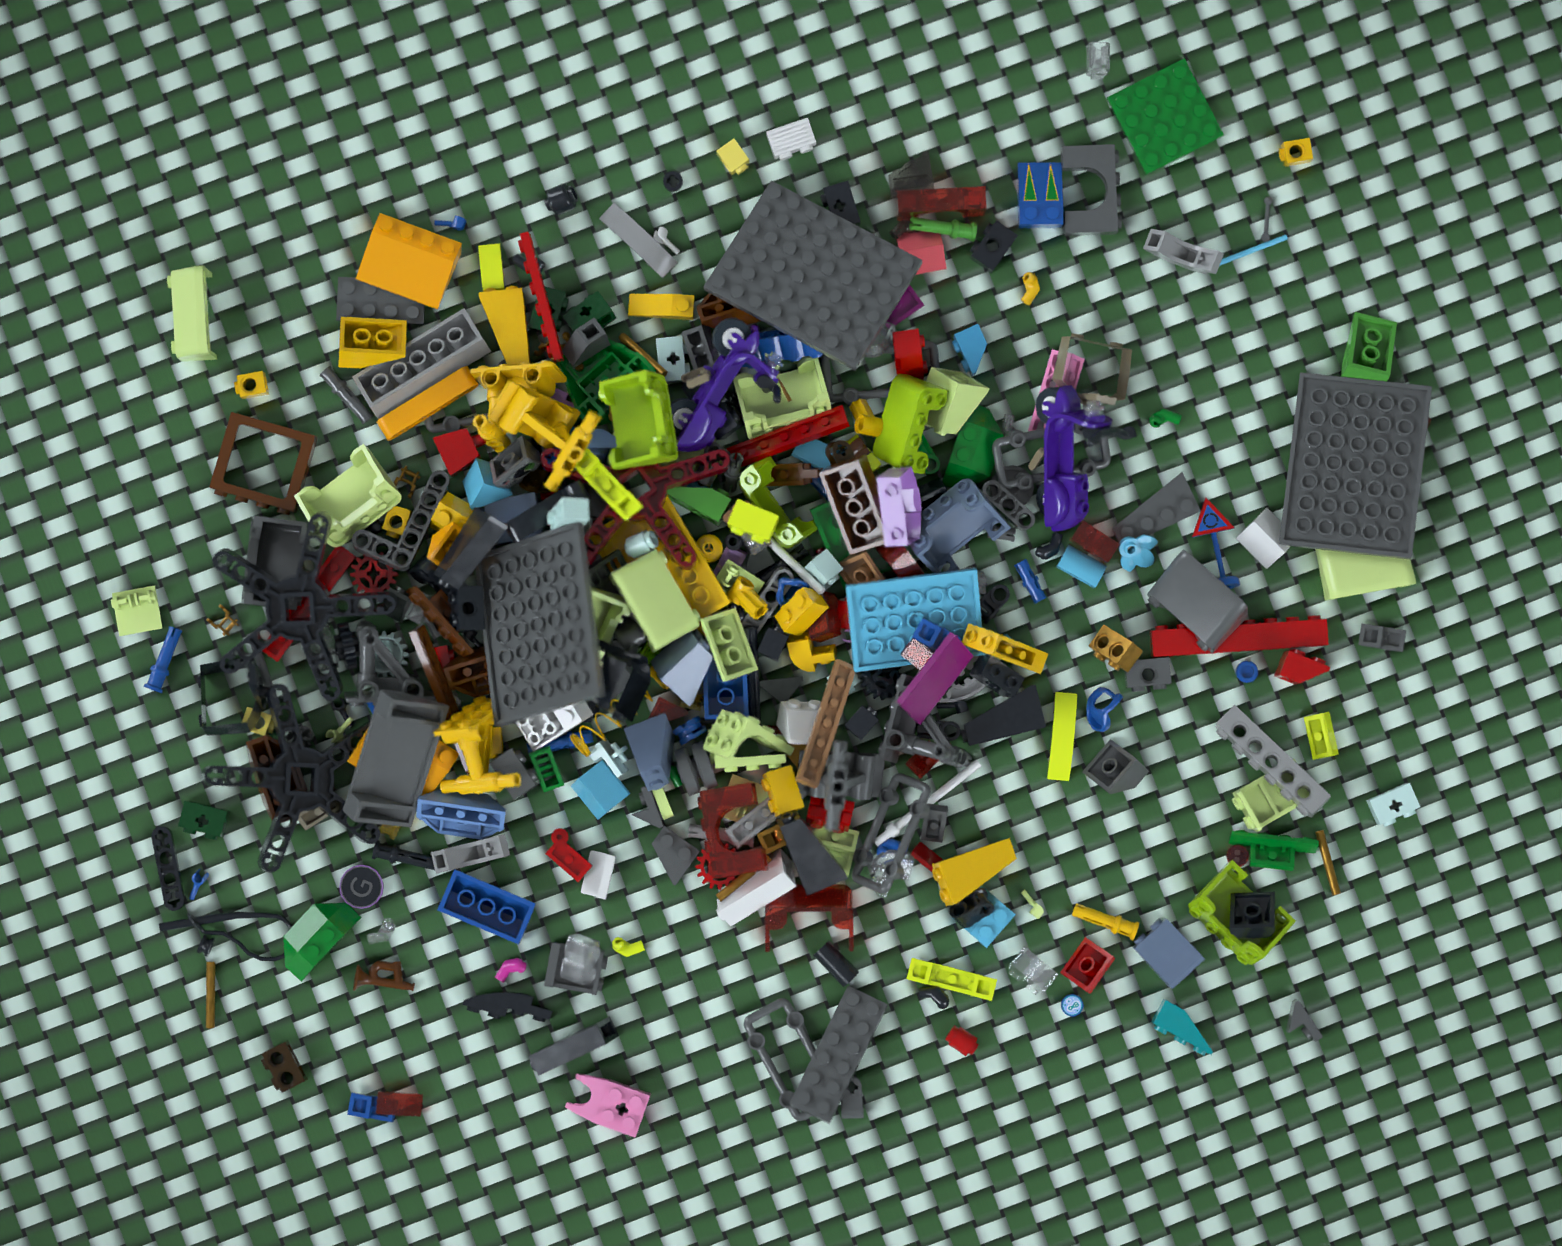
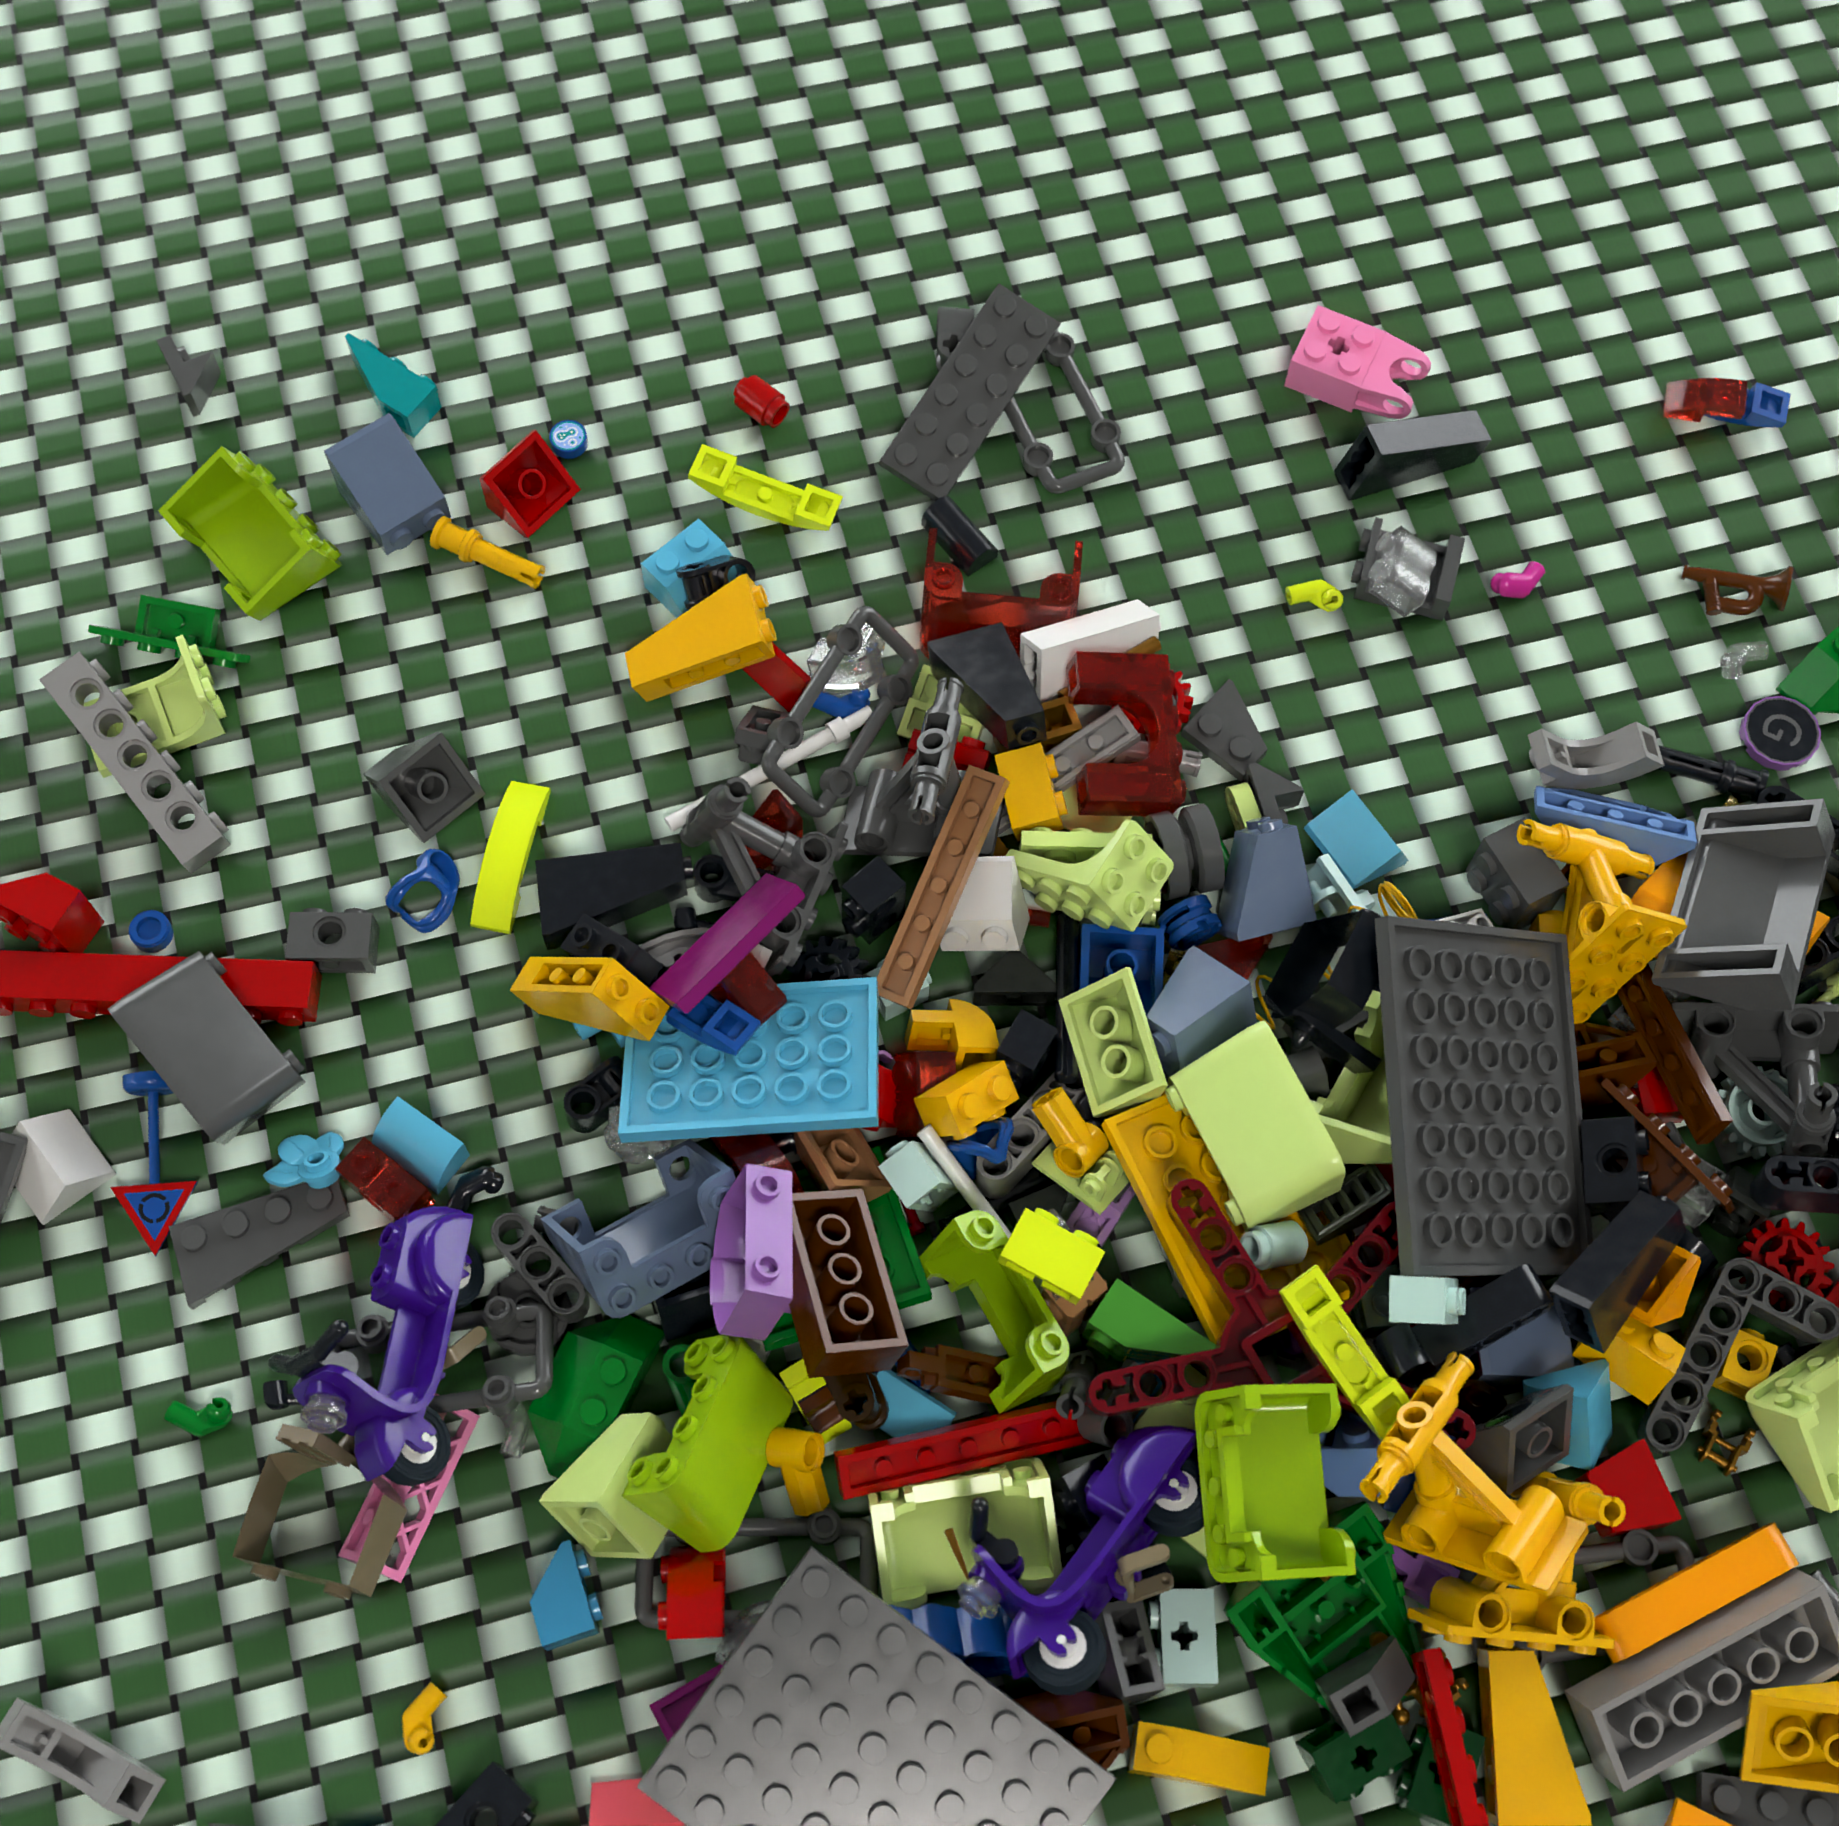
camera: 175 degrees left, 20 degrees down
(486, 907) = (1567, 662): blue slope -> none
(498, 1003) = (1533, 532): black slope -> none
(552, 783) = (1454, 862): green slope -> none
(566, 856) = (1418, 742): red hinge -> none
(598, 878) = (1361, 711): white panel -> none
(626, 340) = (1252, 1662): pearl gold bar -> none
(717, 550) = (1129, 1259): yellow head -> none
(936, 994) = (794, 473): black arm -> none
(1030, 581) = (522, 1129): blue pin -> none
(1032, 970) = (626, 490): clear brick -> none
(1037, 911) = (602, 583): yellowish green hand -> none
(1115, 648) = (376, 987): pearl gold brick -> none
(1237, 854) = (239, 633): clear red tile -> none
(1252, 915) = (229, 529): black slope -> none
(1321, 735) = (43, 810): neon yellow slope -> none
(1331, 875) = (84, 606): pearl gold piece -> none

